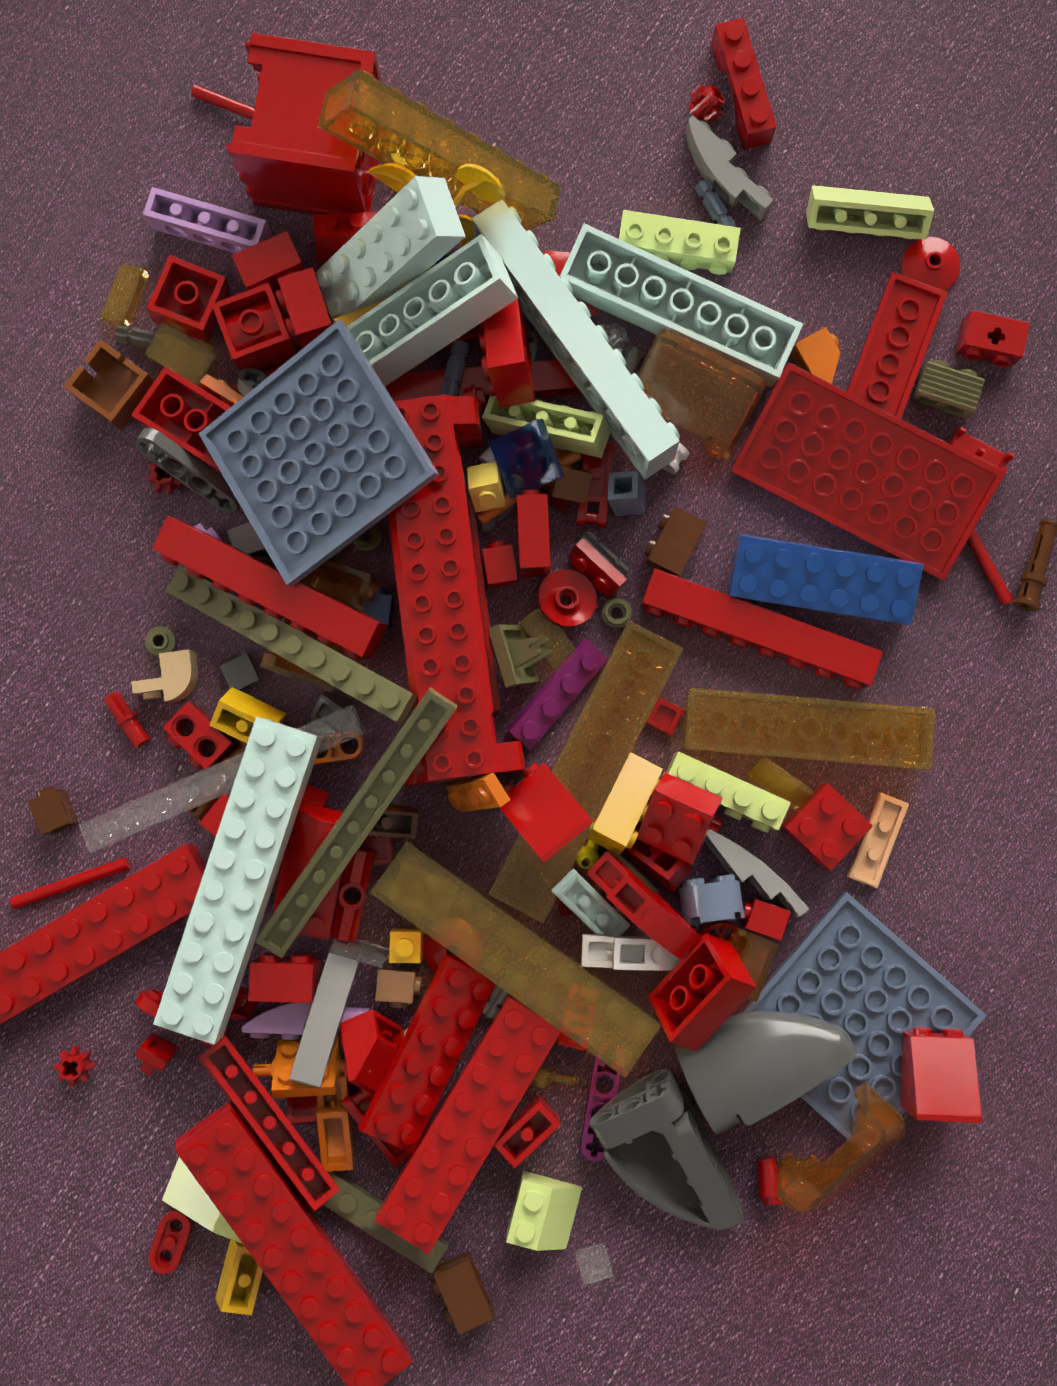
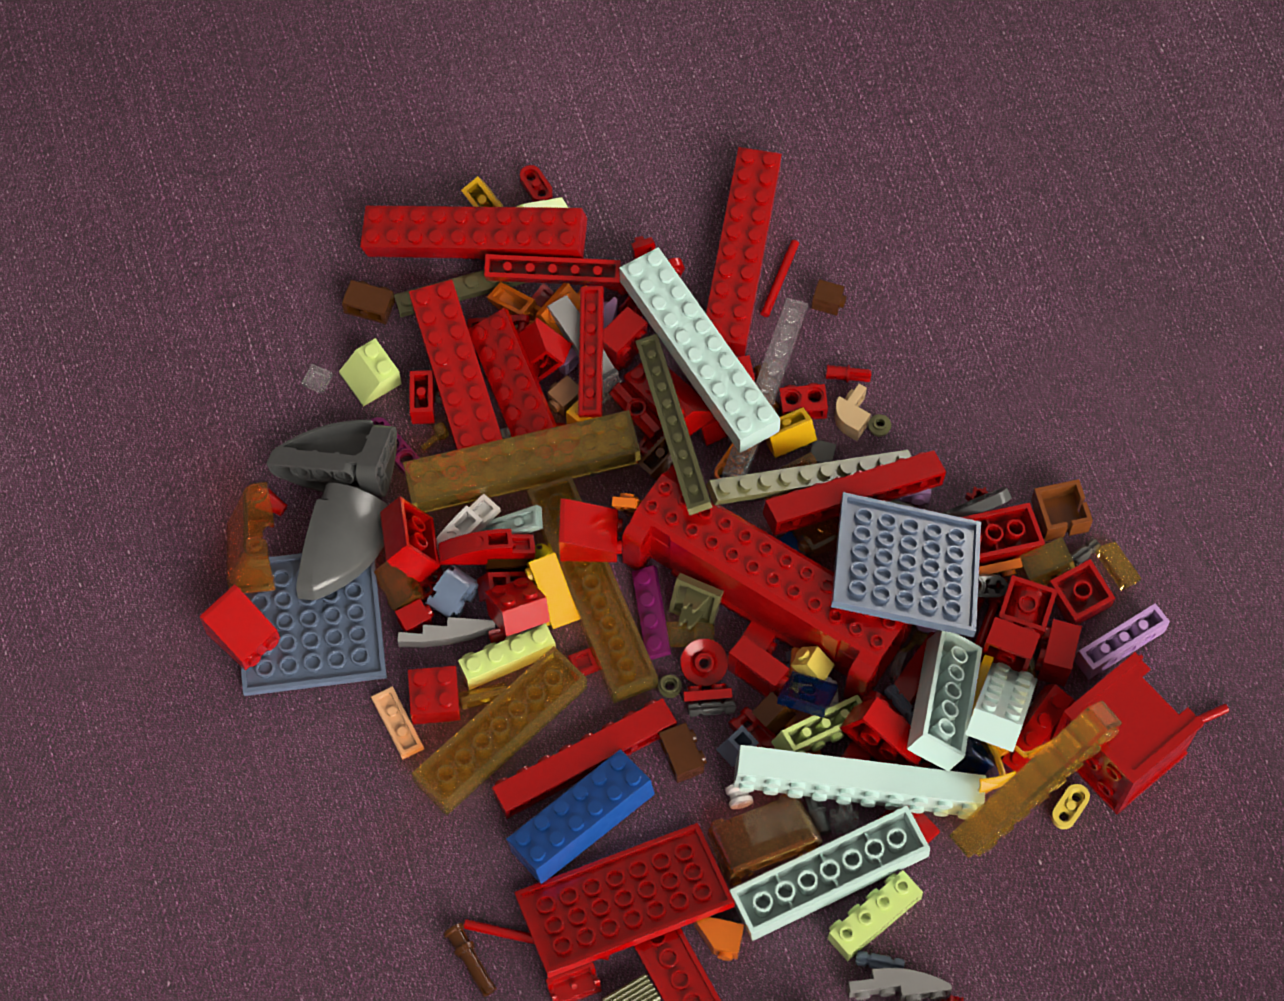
camera: 130 degrees right, 20 degrees down
(65, 1066) = (674, 206): red gear -> none
(333, 993) = (591, 351): none -> red tile

